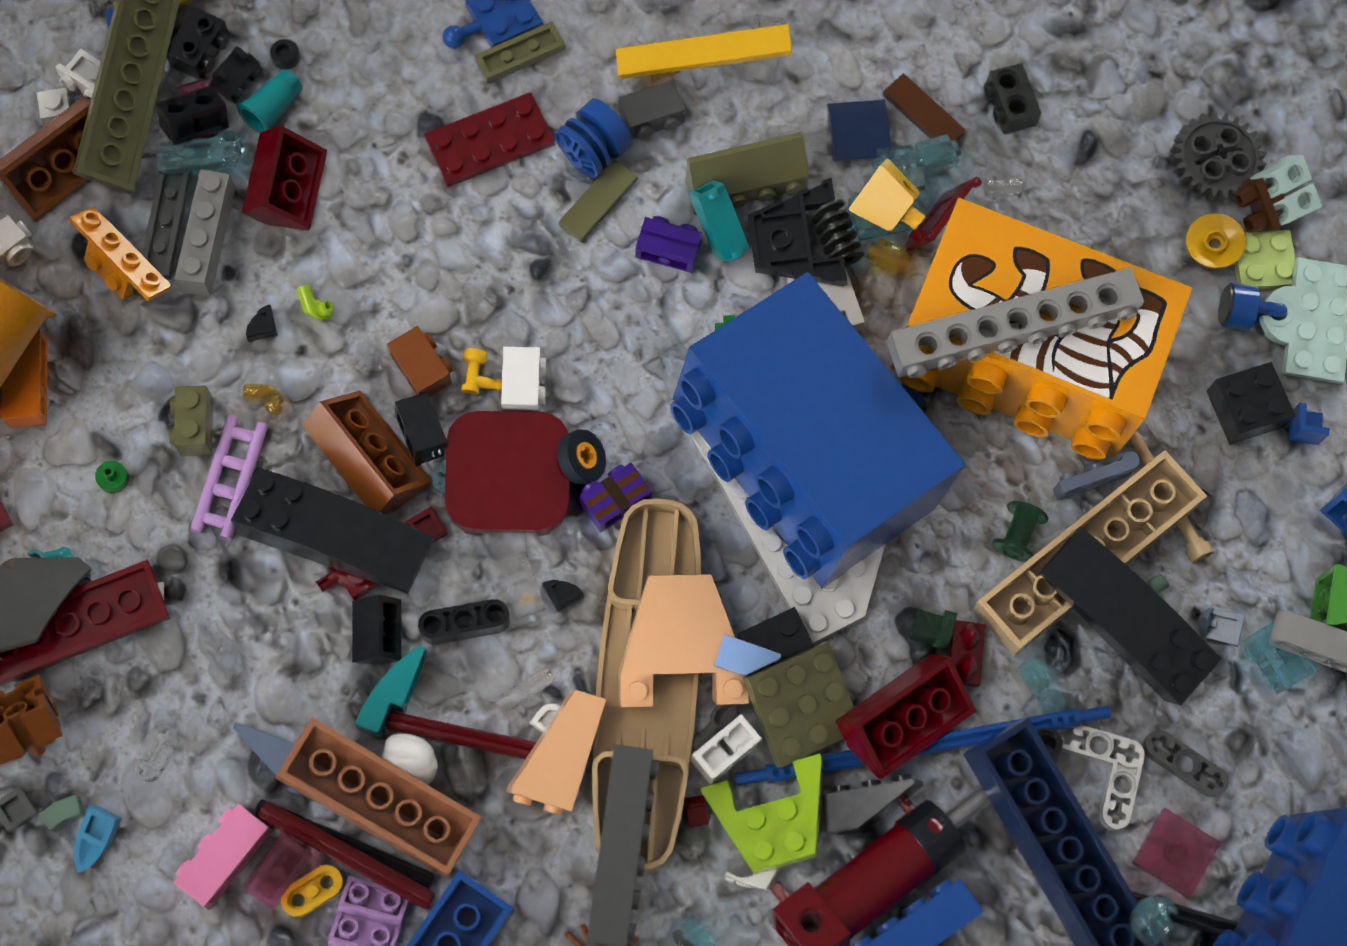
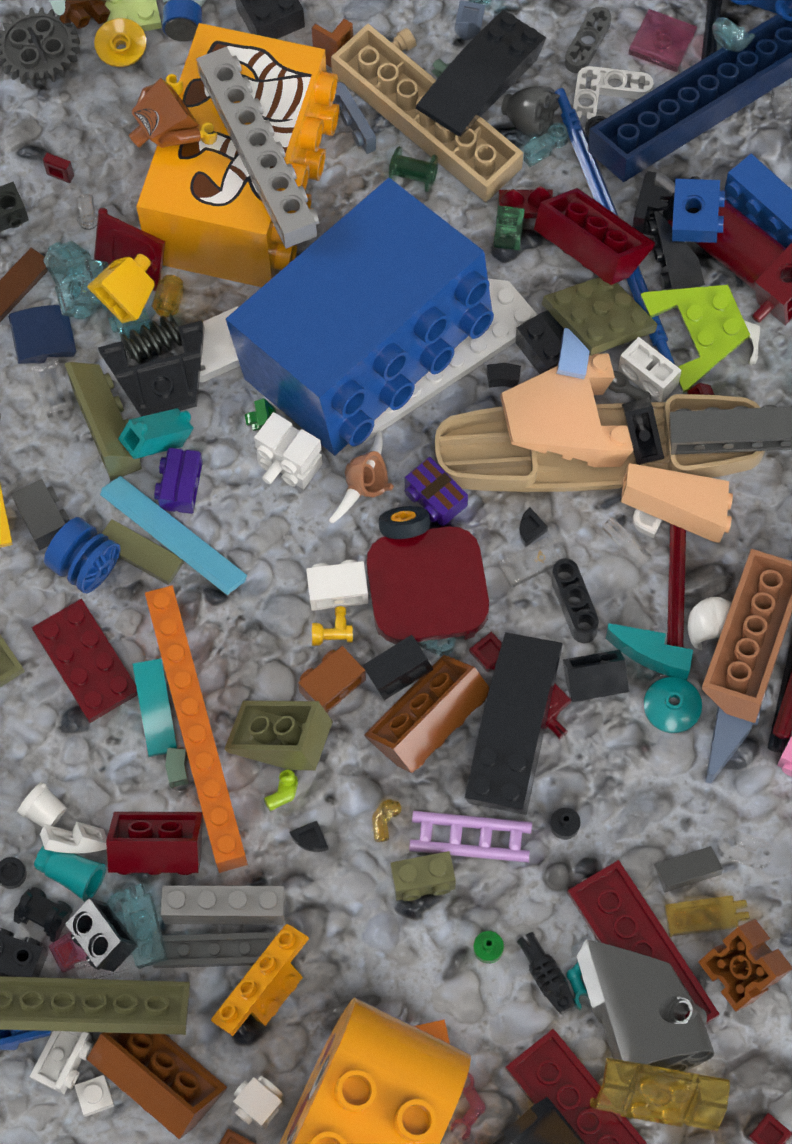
camera: 90 degrees left, 5 degrees down
(67, 527) = (547, 974): none -> black hinge
(92, 695) = (704, 915): none -> clear yellow hinge
(147, 689) = (688, 869): none -> dark grey slope
(223, 573) = (565, 823): none -> black tile
(298, 103) = (81, 839): none -> white slope
(336, 690) = (667, 716): none -> teal dish
(339, 83) = (42, 806): none -> white piece
(359, 209) = (176, 767): none -> sand green piece
(370, 305) = (280, 733): none -> olive slope
(392, 227) = (196, 730): none -> orange brick
(423, 193) = (154, 707): none -> teal slope
(608, 232) = (173, 535): none -> medium azure tile
(642, 426) = (365, 476): none -> nougat helmet
(653, 727) = (643, 431): none -> black slope
(669, 347) = (288, 452): none -> white brick
(748, 592) = (503, 375): none -> black piece
(887, 835) = (701, 225): none -> blue brick
(935, 782) = (649, 202): none -> black piece
(1059, 163) = (58, 167): none -> dark red tile
(1060, 230) = (166, 118): none -> dark orange torso
(1083, 675) = (531, 109): none -> dark grey piece
(1193, 463) = (332, 41): none -> dark orange panel

